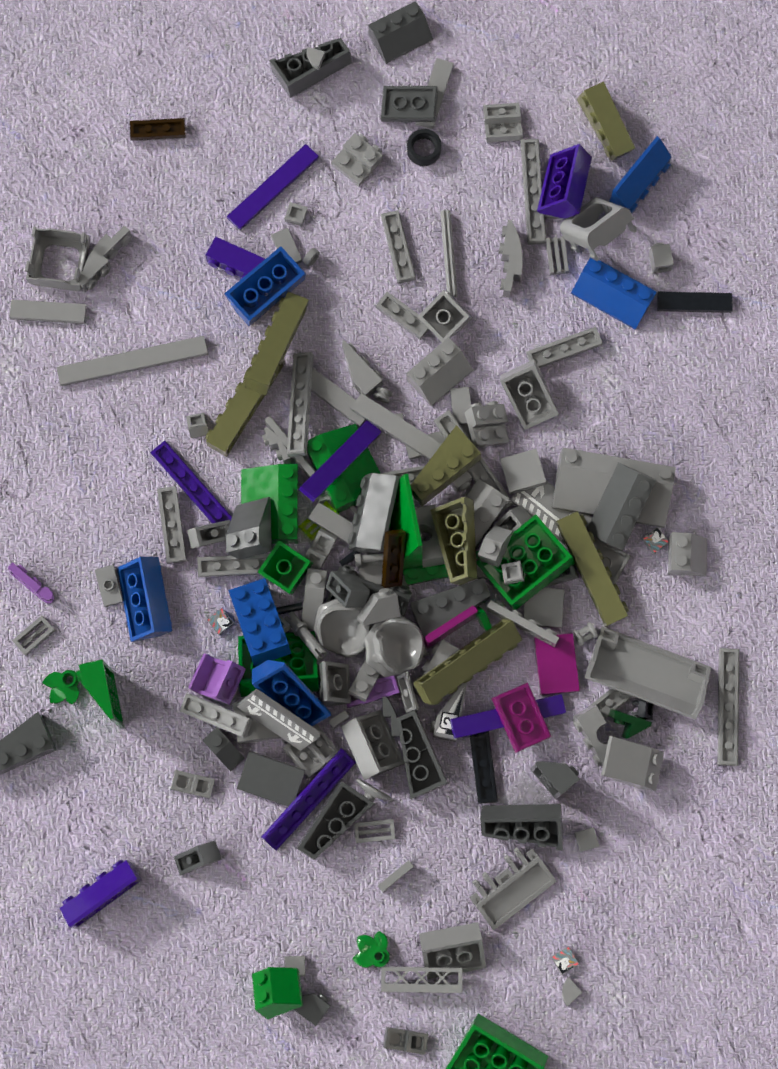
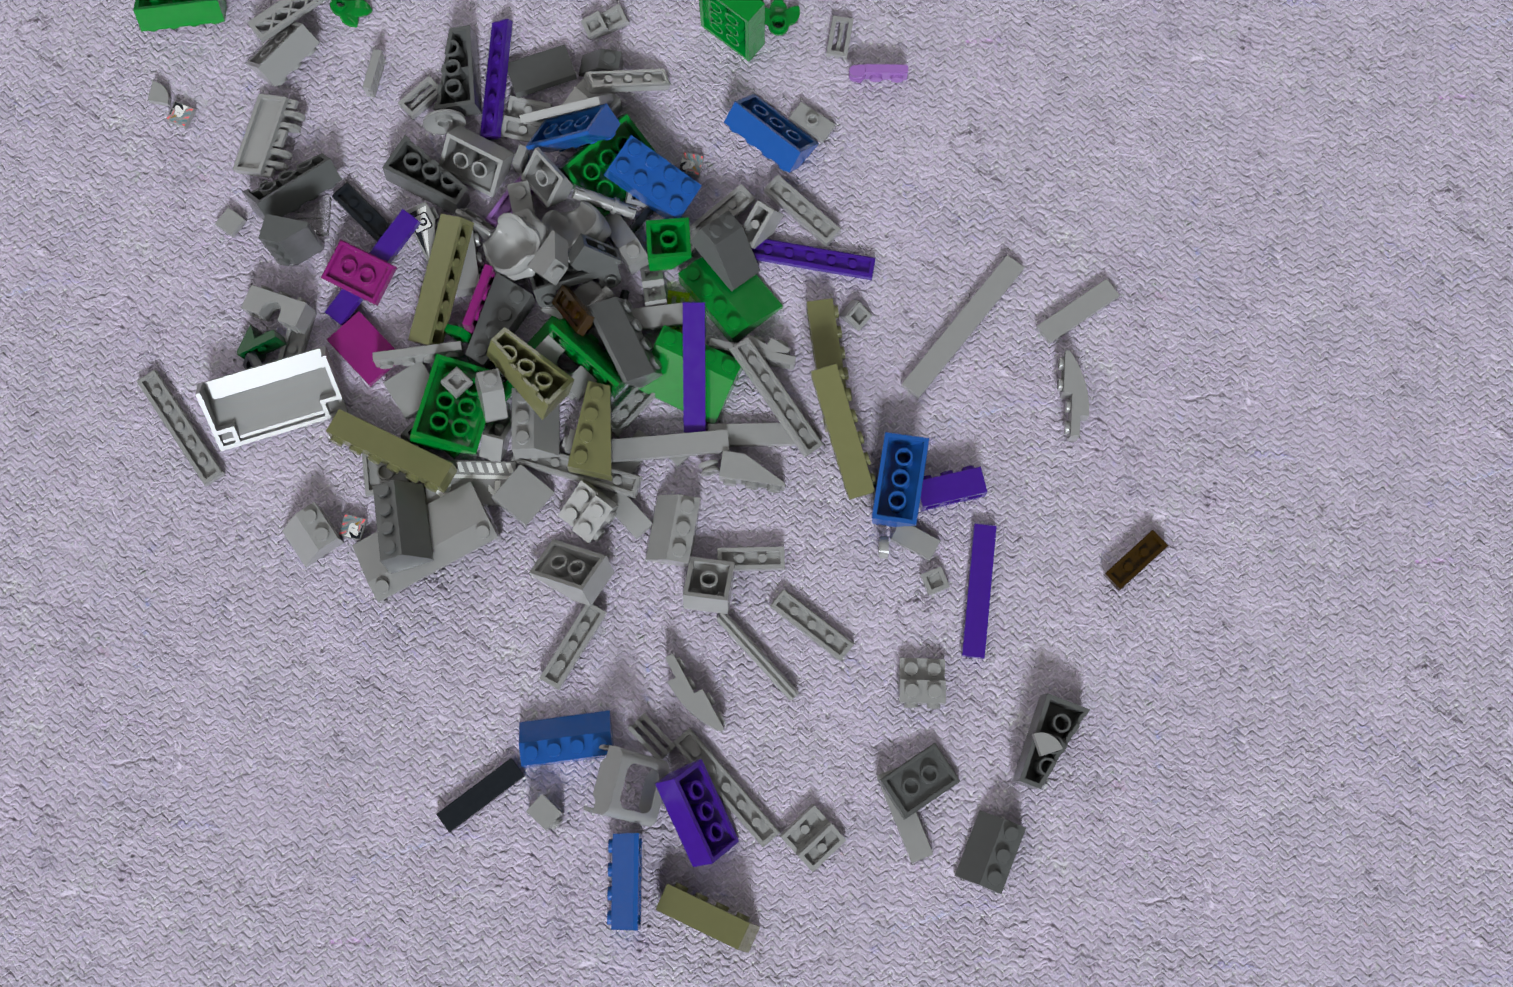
camera: 145 degrees right, 0 degrees up
(47, 237) = (1120, 334): light grey piece -> none
(216, 678) = (650, 110): medium lavender panel -> none
(389, 712) = (480, 195): dark grey slope -> none
(423, 134) = (868, 728): black tyre -> none
(581, 638) = (356, 392): light grey bush -> none
(632, 763) = (228, 303): light grey slope -> none

